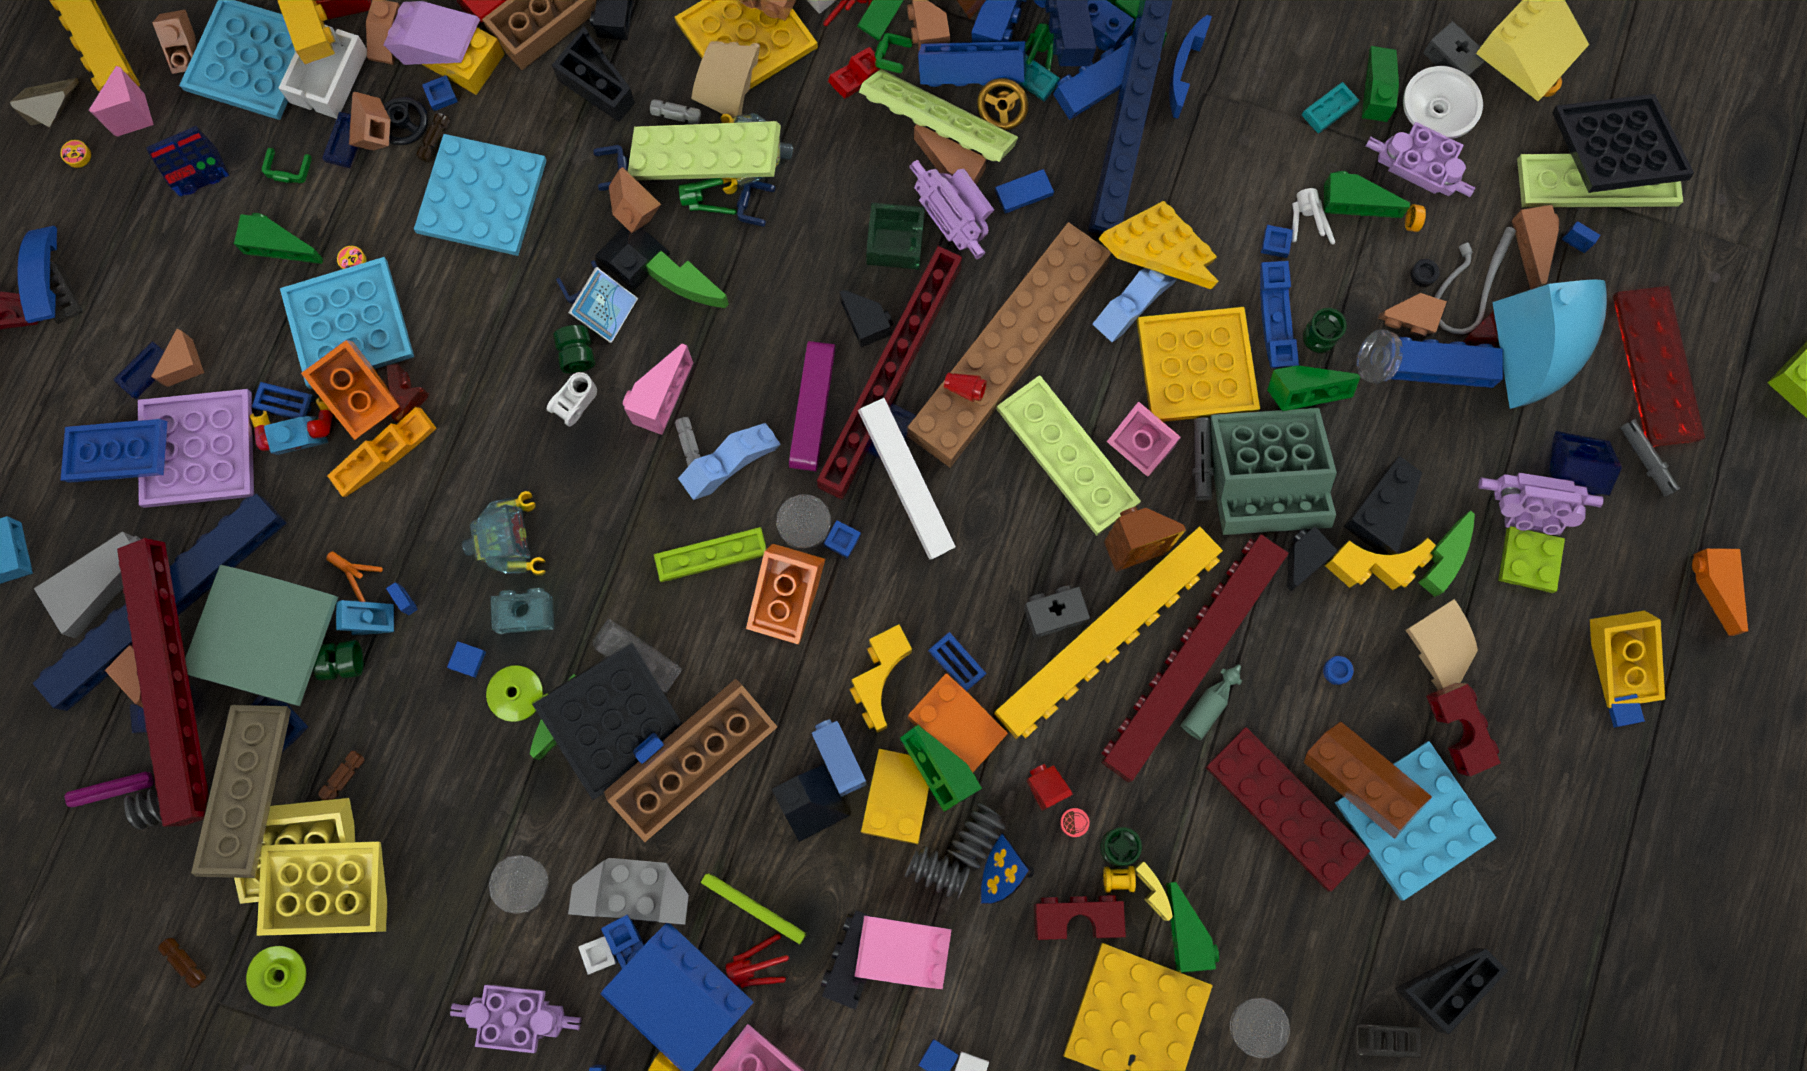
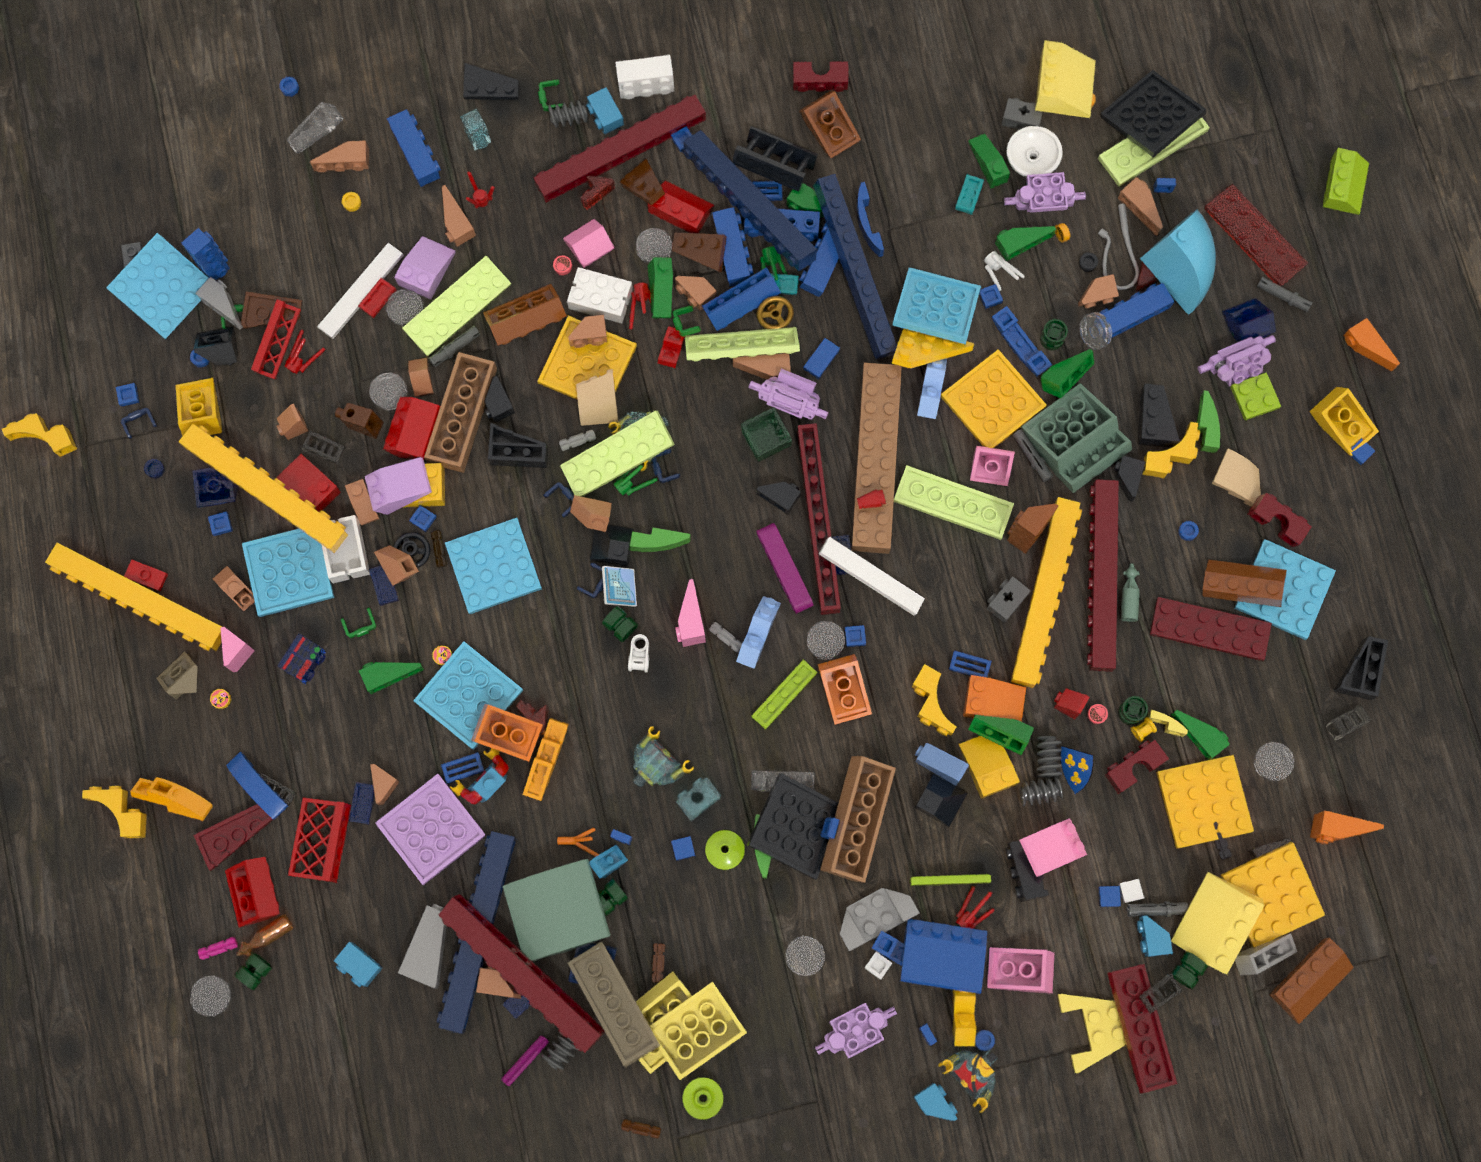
camera: 30 degrees left, 0 degrees up
(78, 393) = (334, 845): none -> red fence
(114, 450) = (384, 861): blue plate -> none
(1201, 209) = (936, 305): none -> medium azure plate

